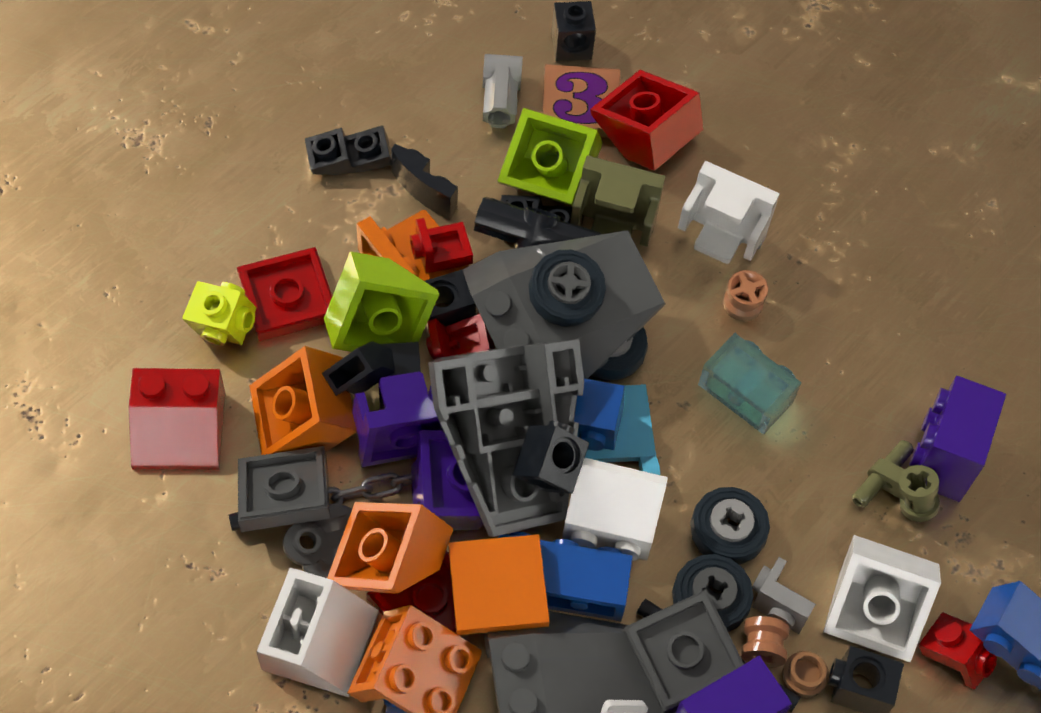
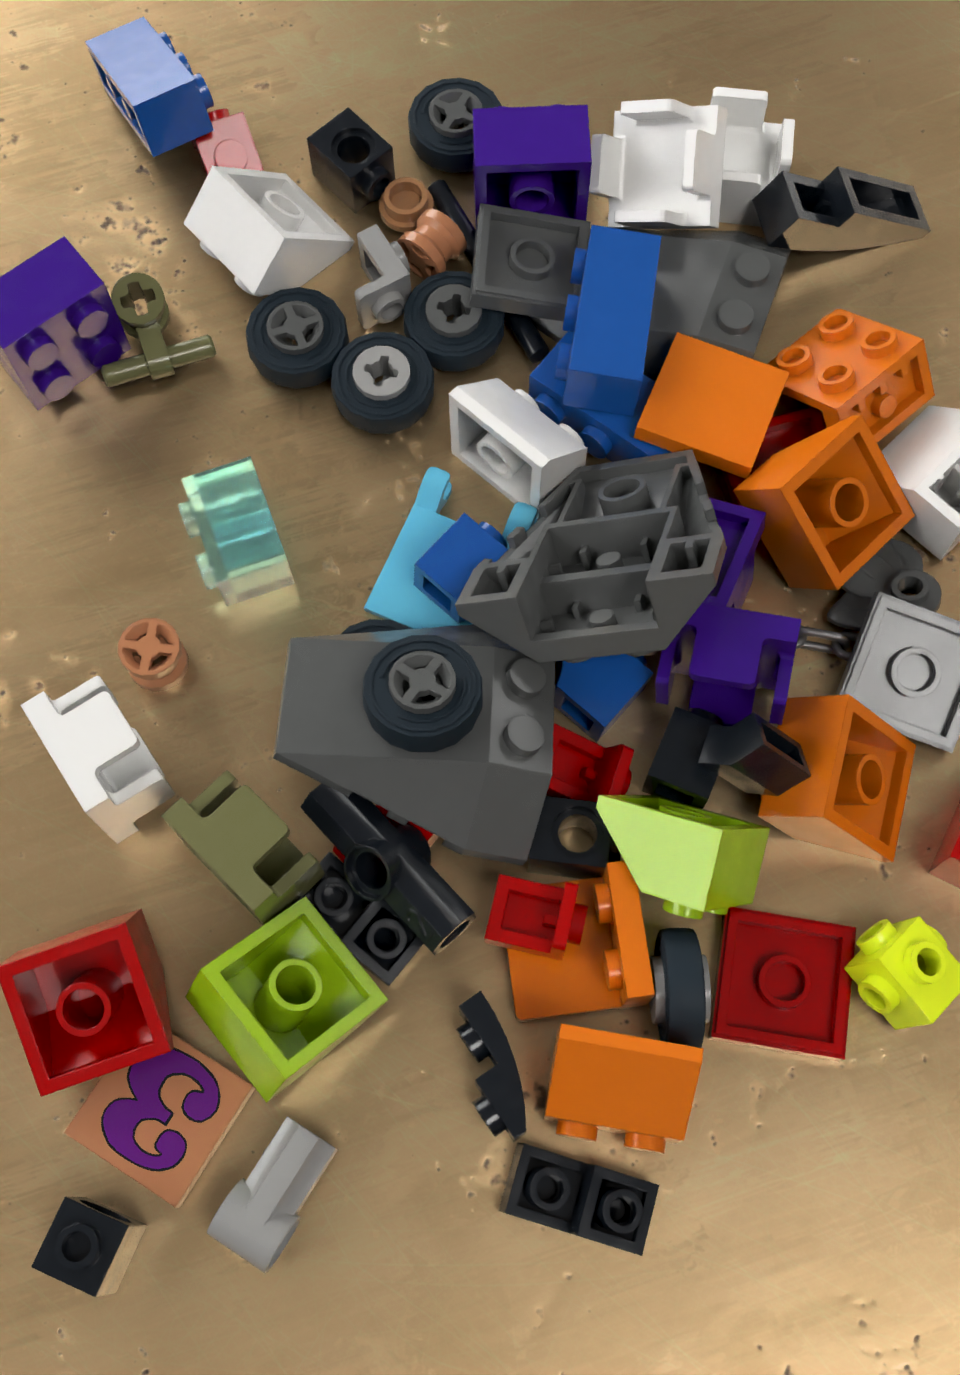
camera: 145 degrees left, 10 degrees up
(340, 237) = (680, 987): none -> black wheel
(354, 194) = (621, 1087): none -> orange slope
(551, 457) = (581, 479): black brick -> none
(600, 603) = (609, 320): none -> blue brick
(803, 514) = (298, 316): none -> black wheel

